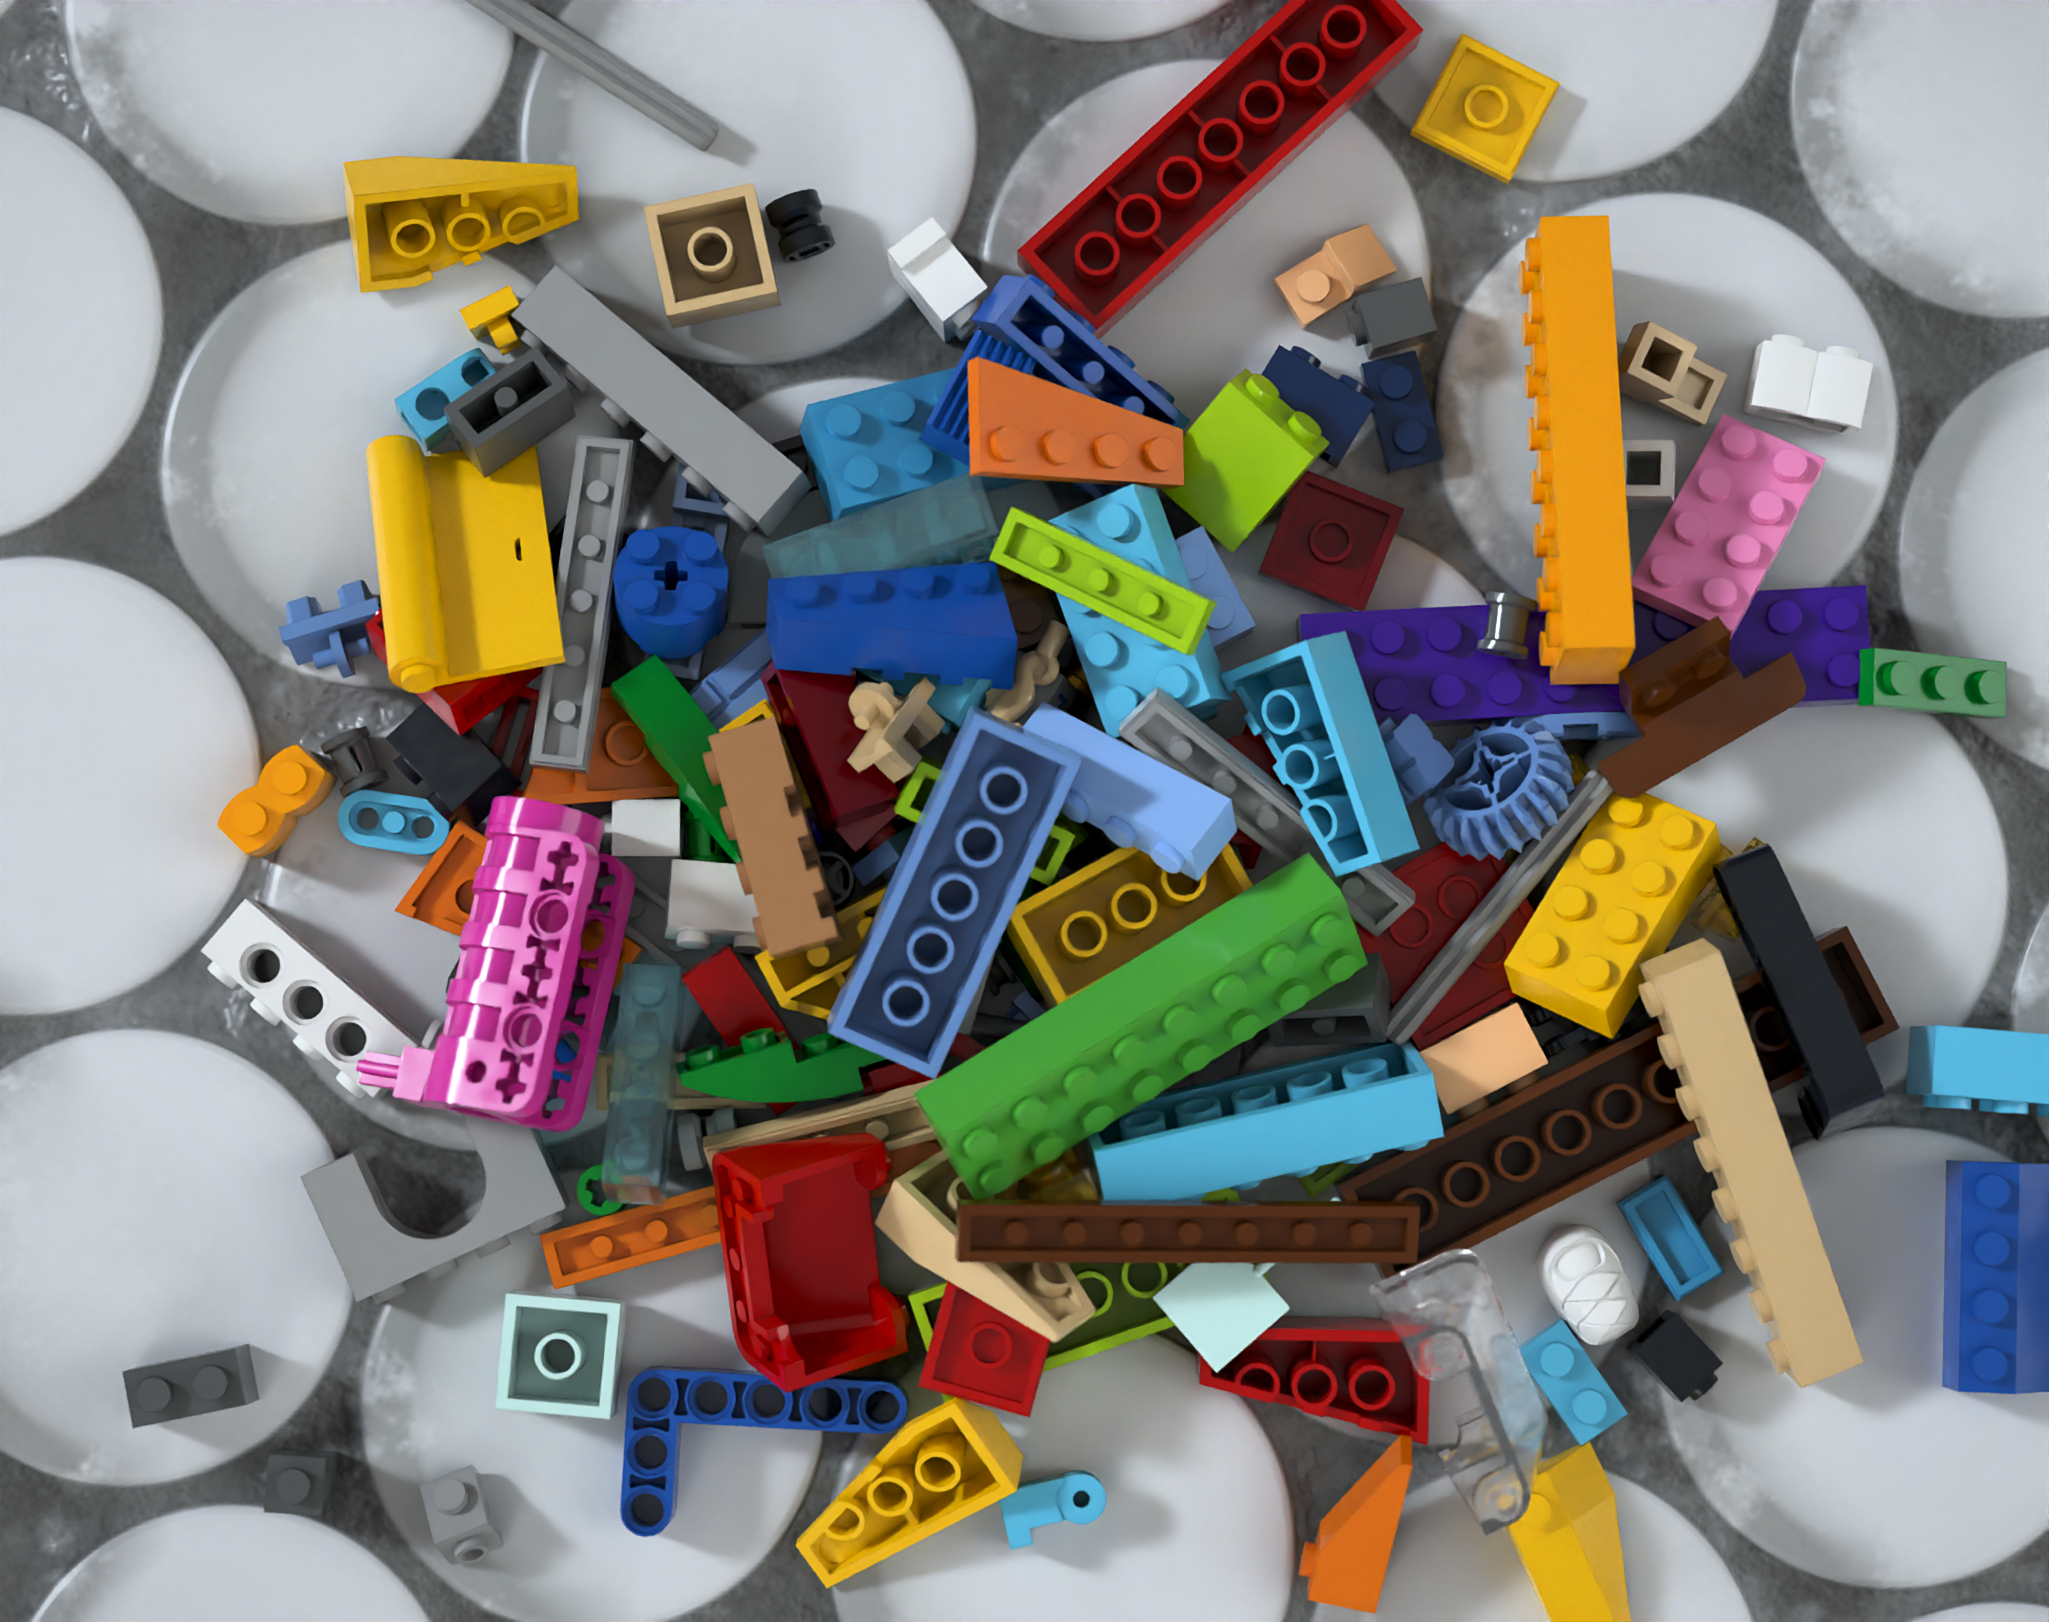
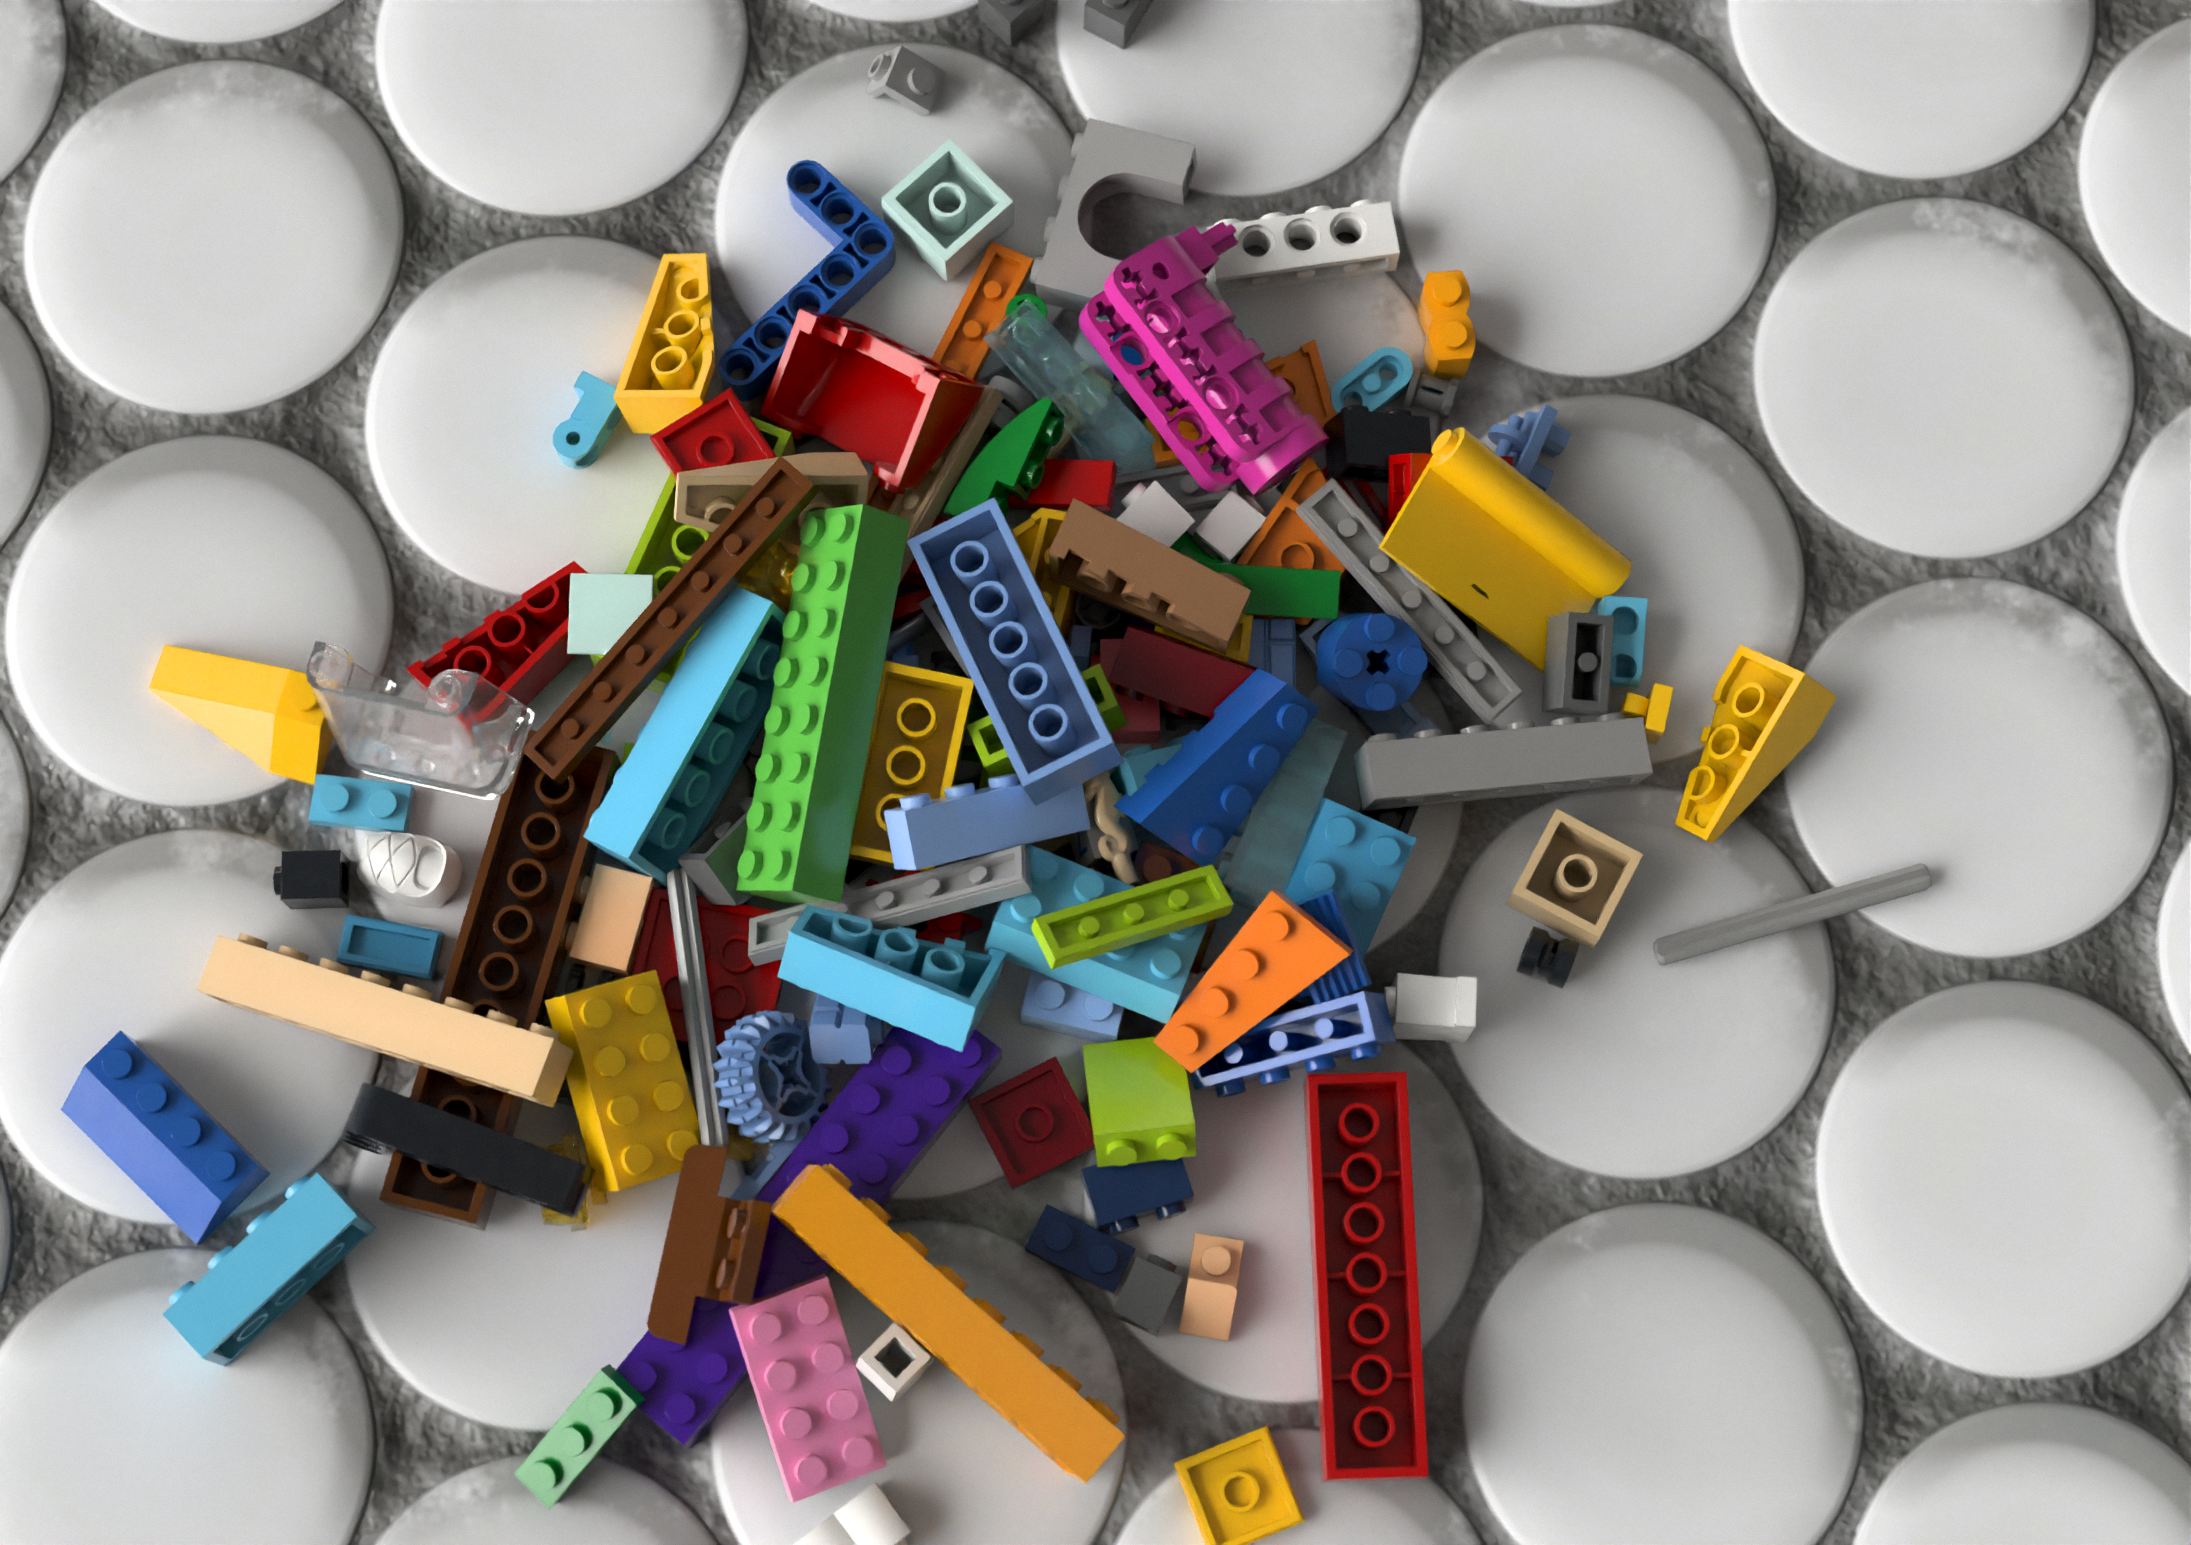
camera: 130 degrees right, 10 degrees down
(888, 721) = (1158, 729): tan hips -> none
(1358, 1534) = (392, 580): orange slope -> none
(1506, 625) = (871, 1167): dark grey bush -> none
(1662, 371) = (945, 1445): tan brick -> none

